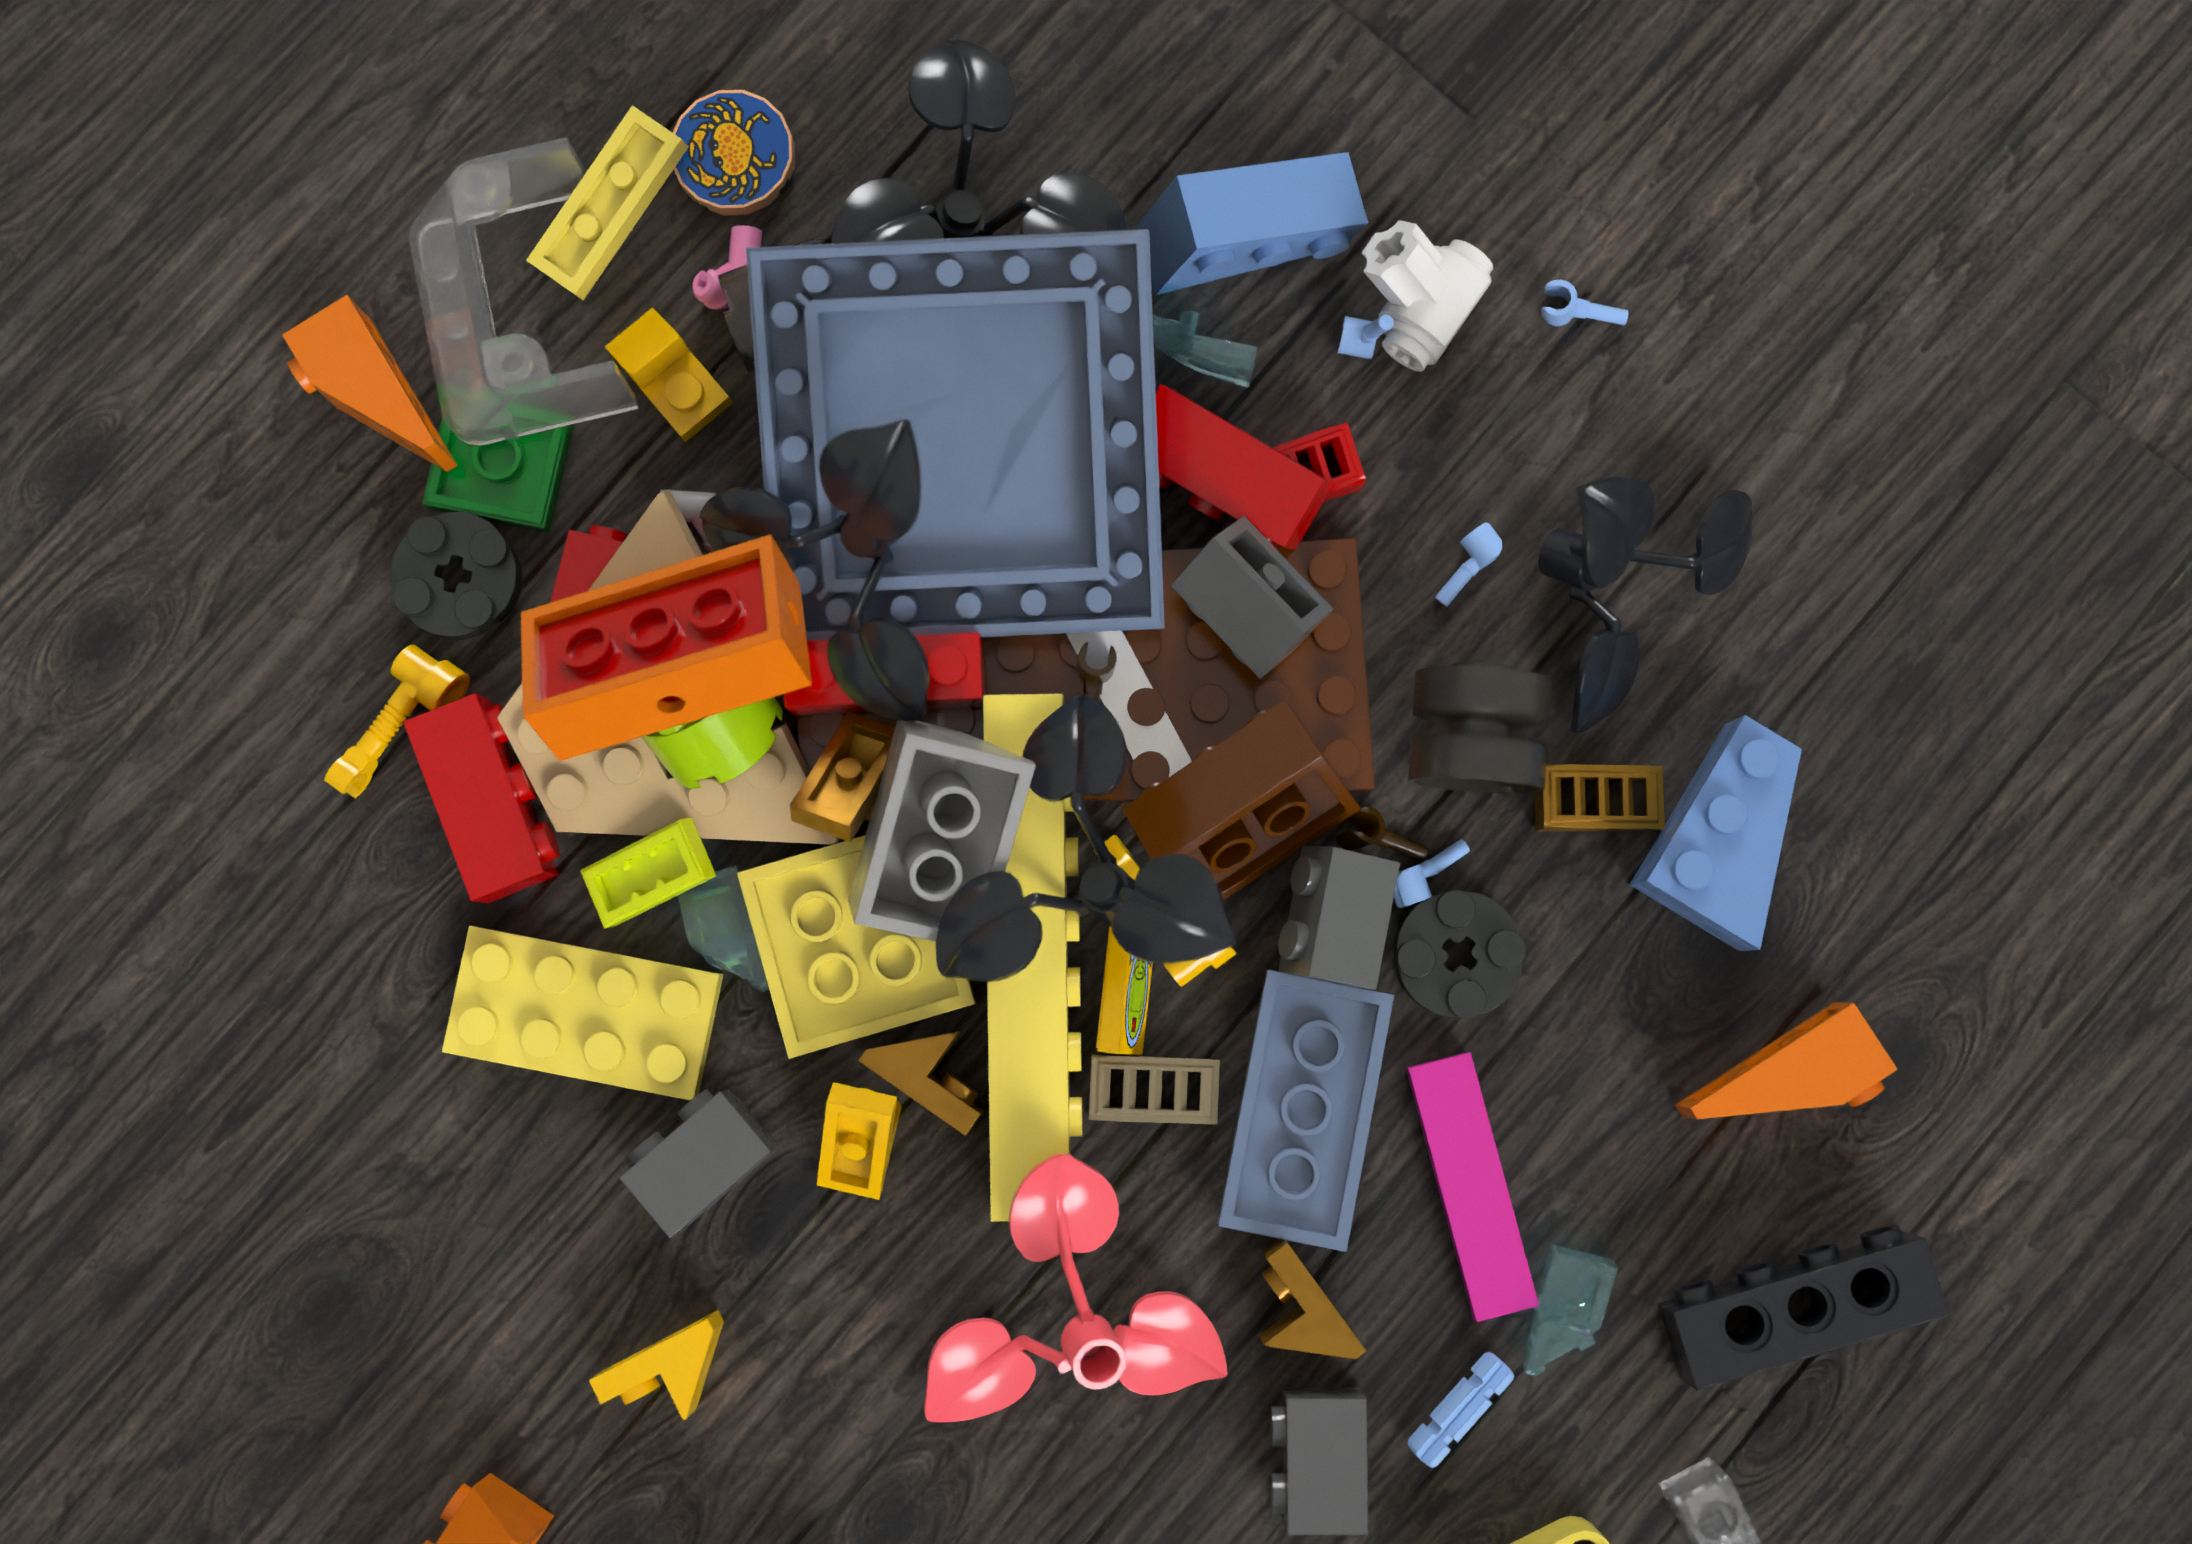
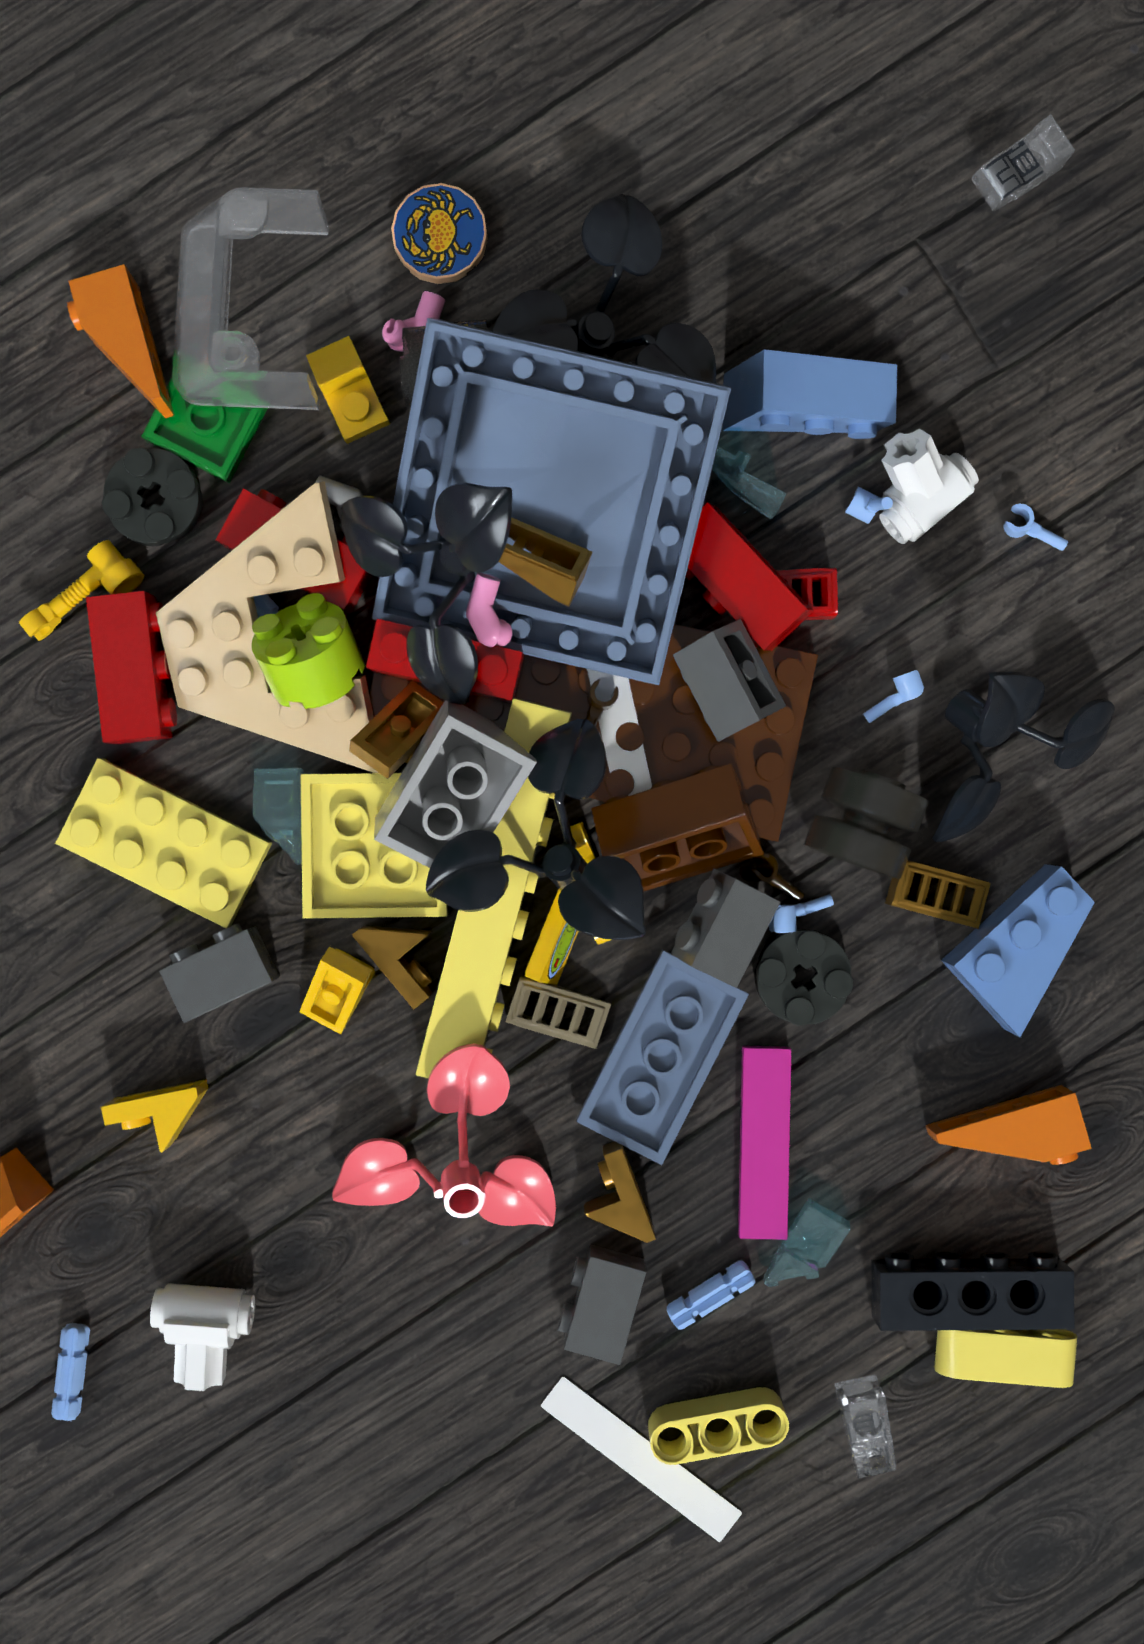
camera: 10 degrees right, 5 degrees up
(607, 202) = (336, 246): light yellow plate -> none
(648, 872) = (236, 756): neon yellow plate -> none
(664, 648) = (288, 602): orange brick -> none
(915, 601) = (482, 616): none -> bright pink arm
(977, 510) = (552, 565): none -> pearl gold slope
(1874, 1377) = (1008, 1356): none -> light yellow beam

